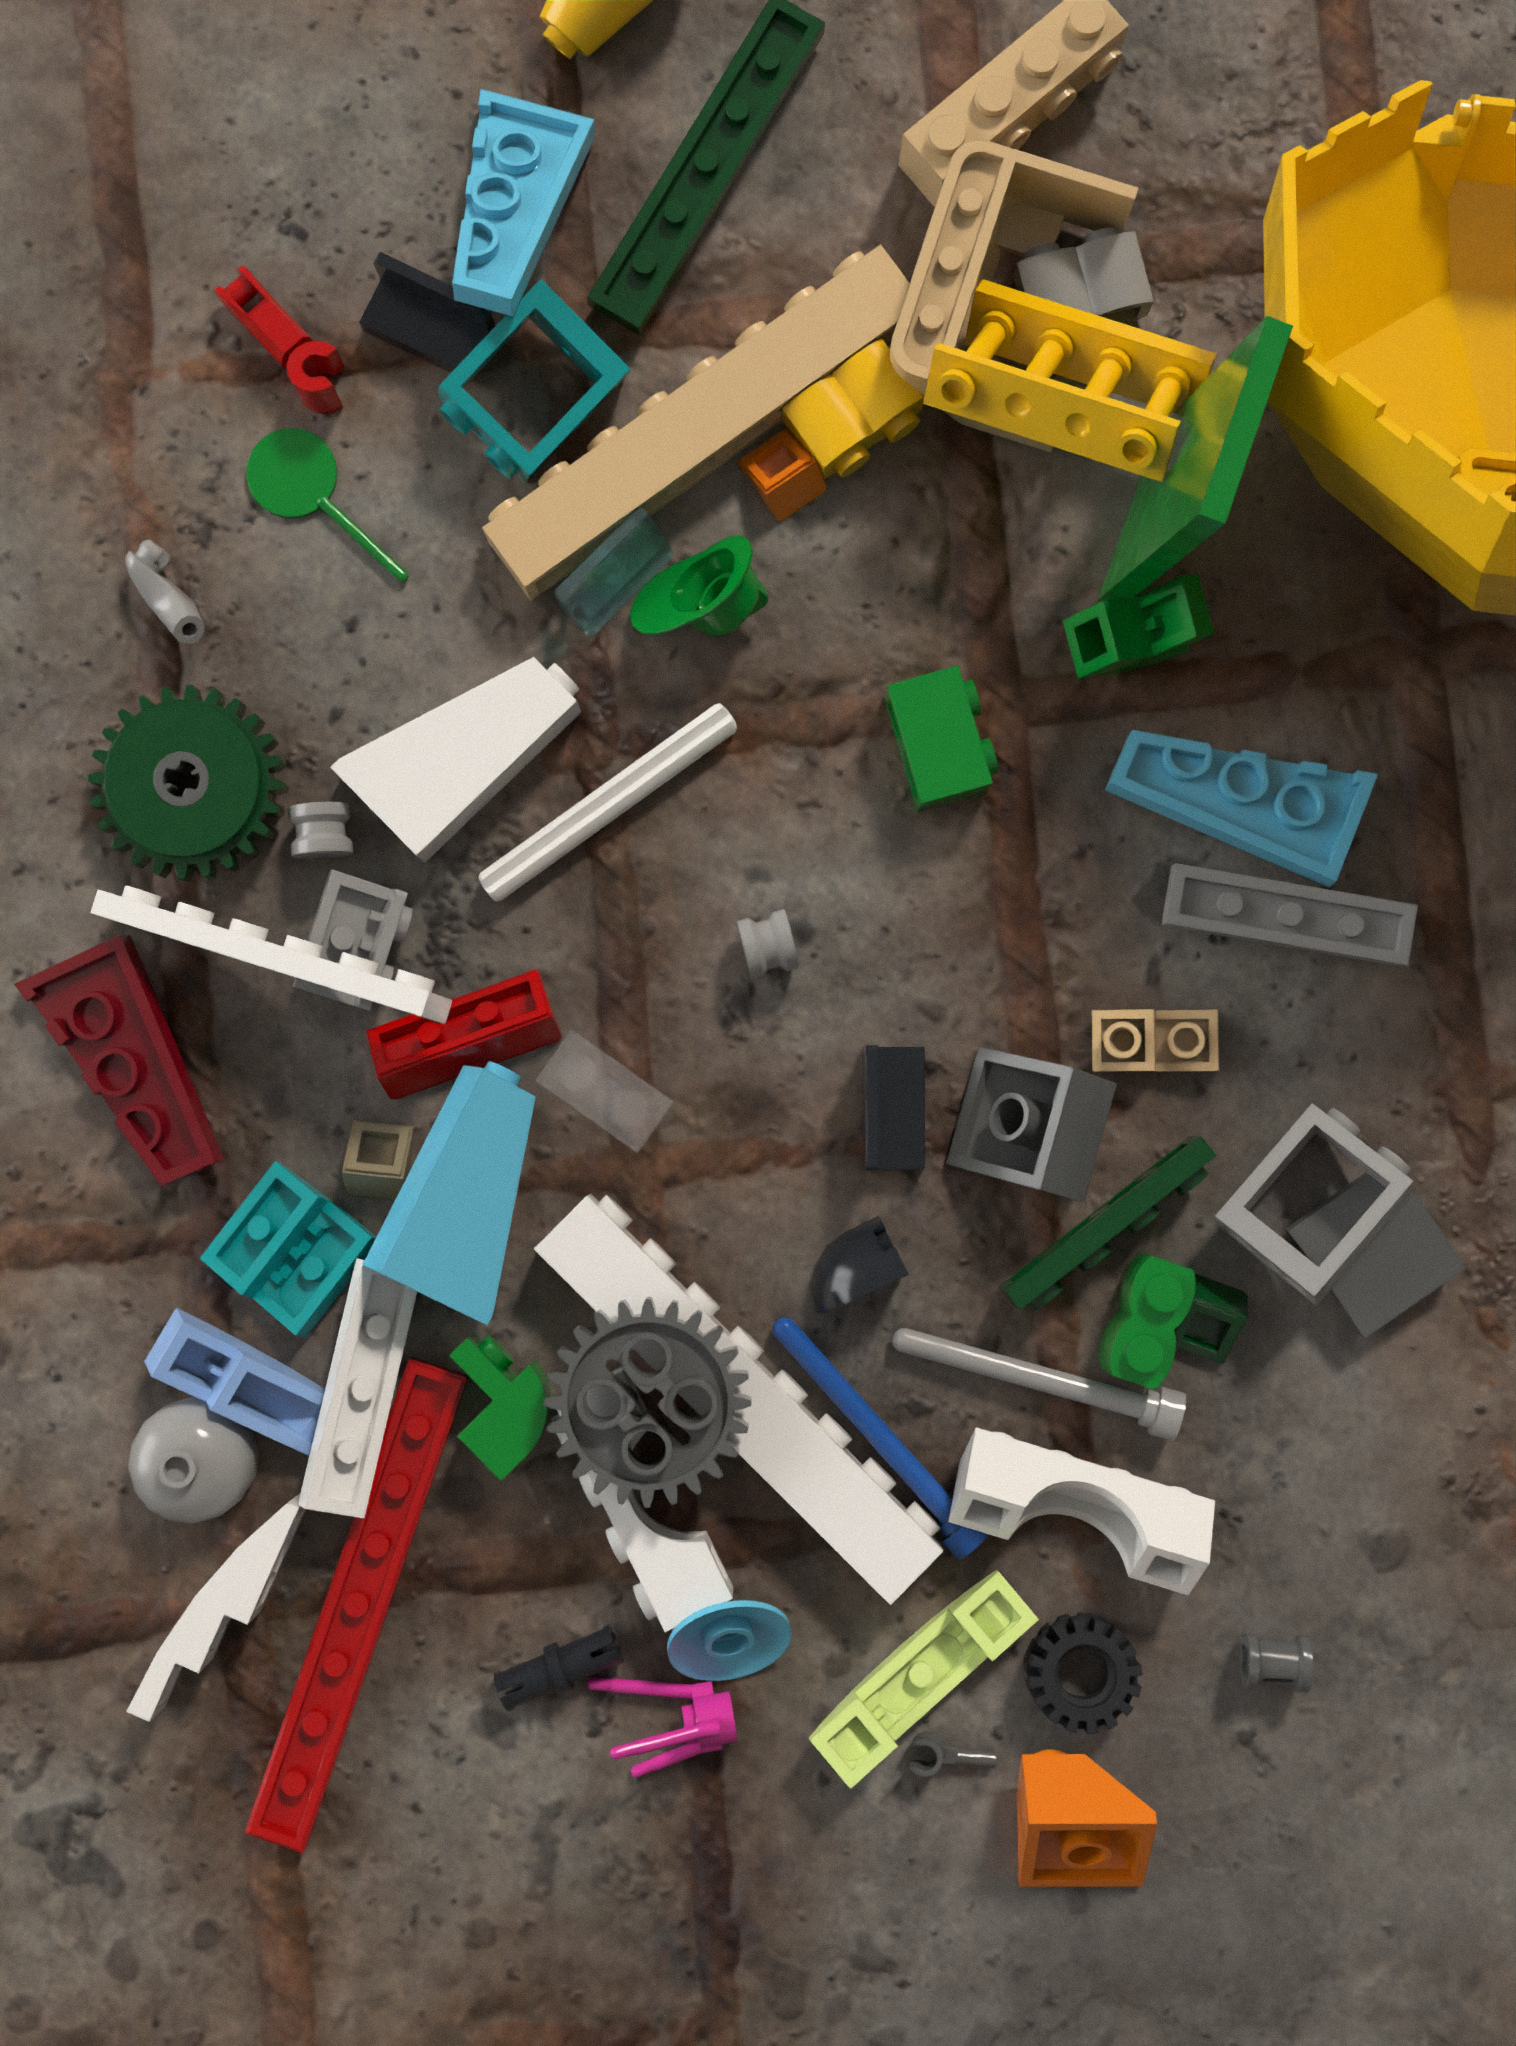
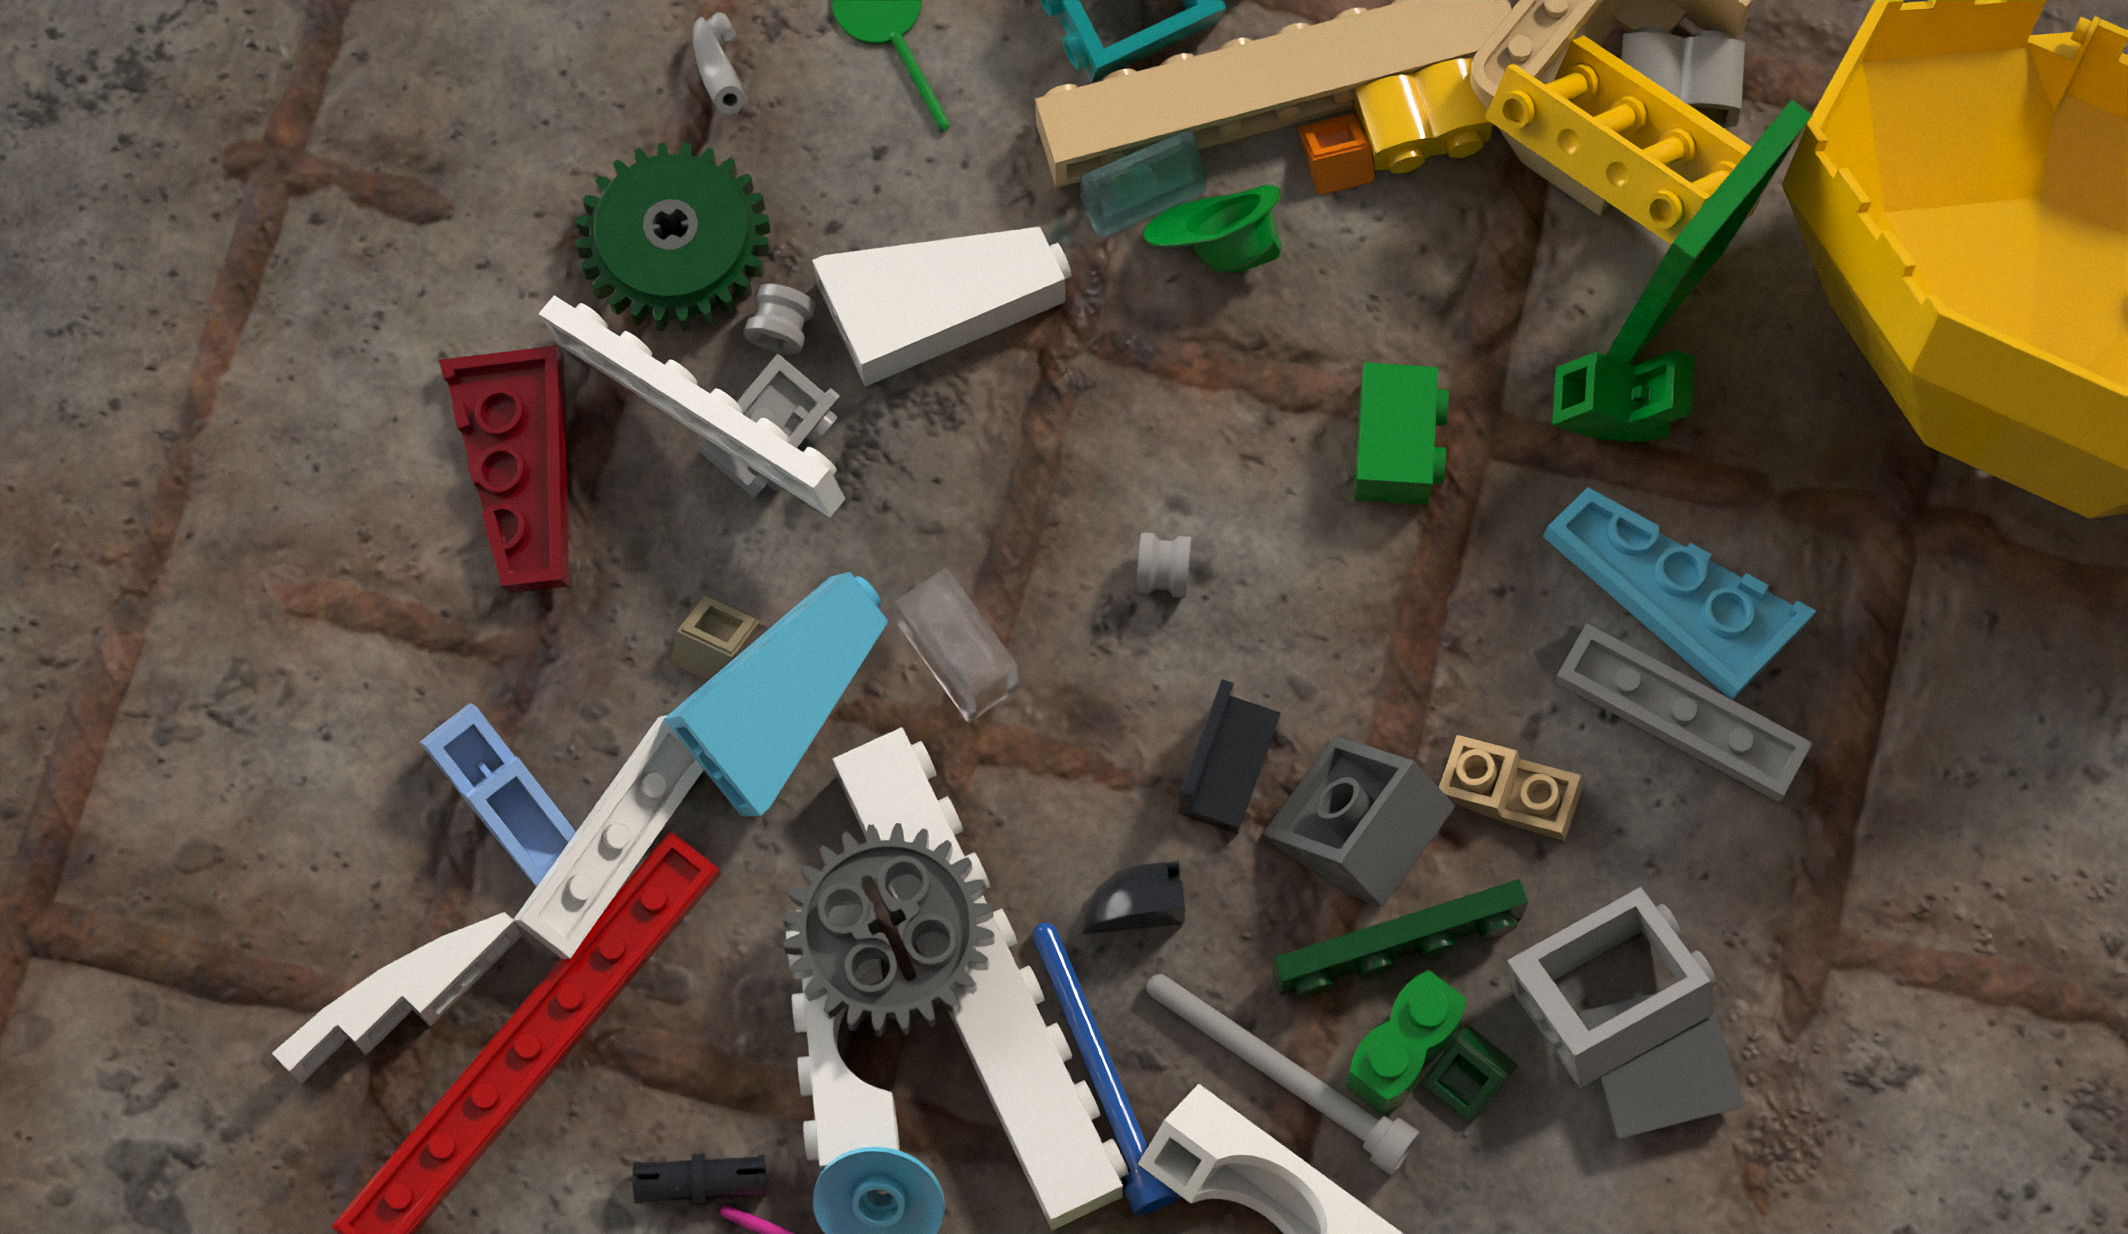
camera: 25 degrees right, 15 degrees down
(192, 1462) = (426, 854): light grey cylinder -> none
(289, 1249) = (595, 691): teal slope -> none
(479, 1029) = (806, 551): red slope -> none
(515, 1417) = (747, 920): green brick -> none
(607, 802) = (1059, 387): white axle -> none

